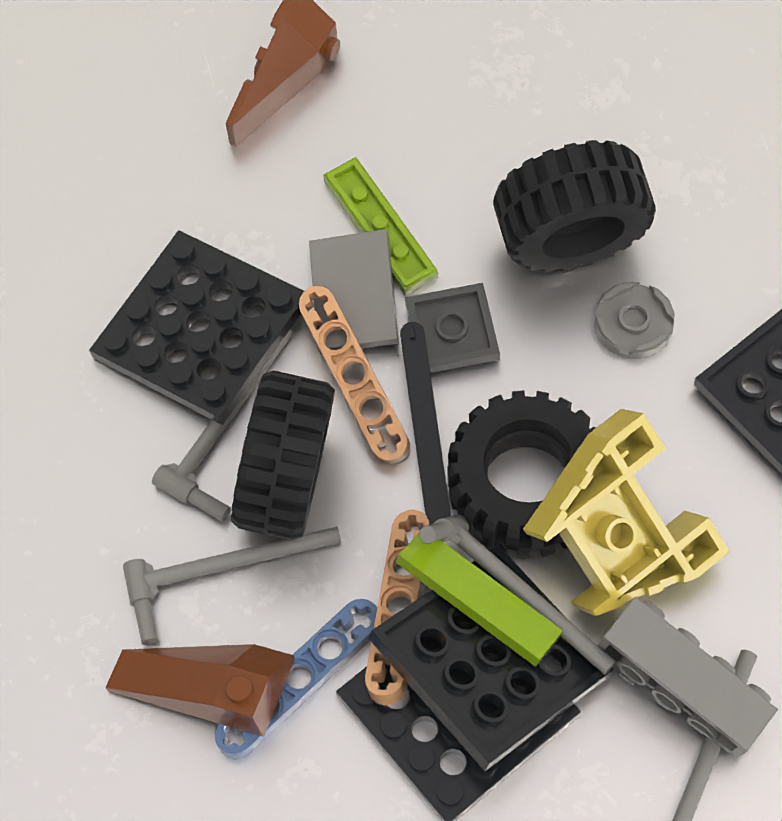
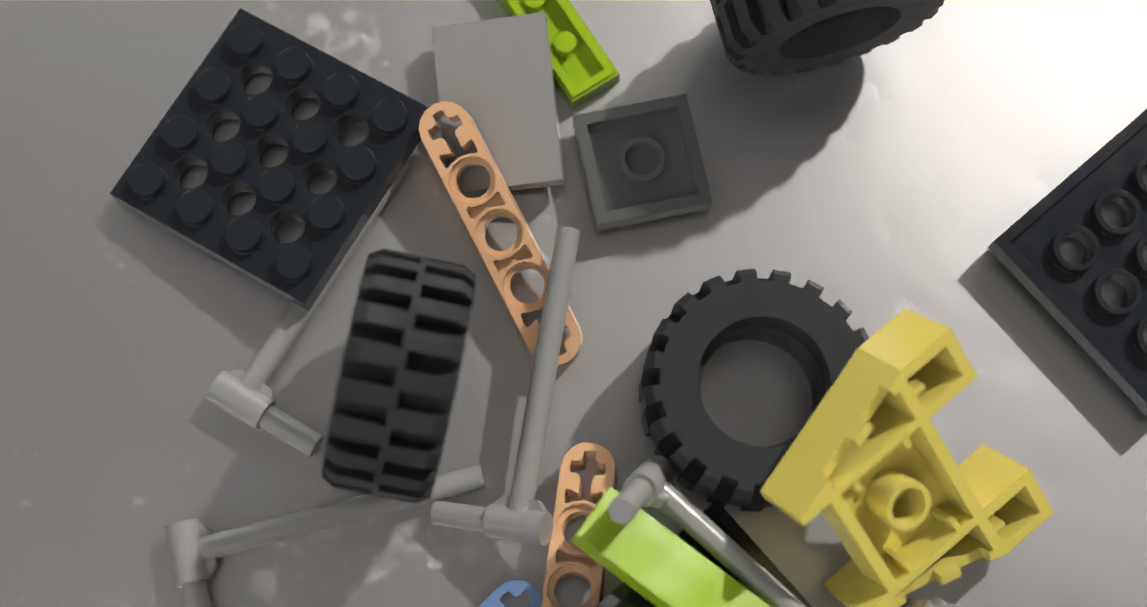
camera: 10 degrees left, 10 degrees up
(365, 553) = (520, 515): none -> light grey bar
(425, 422) = (606, 312): black piece -> none
(634, 320) = (901, 149): light grey tile -> none

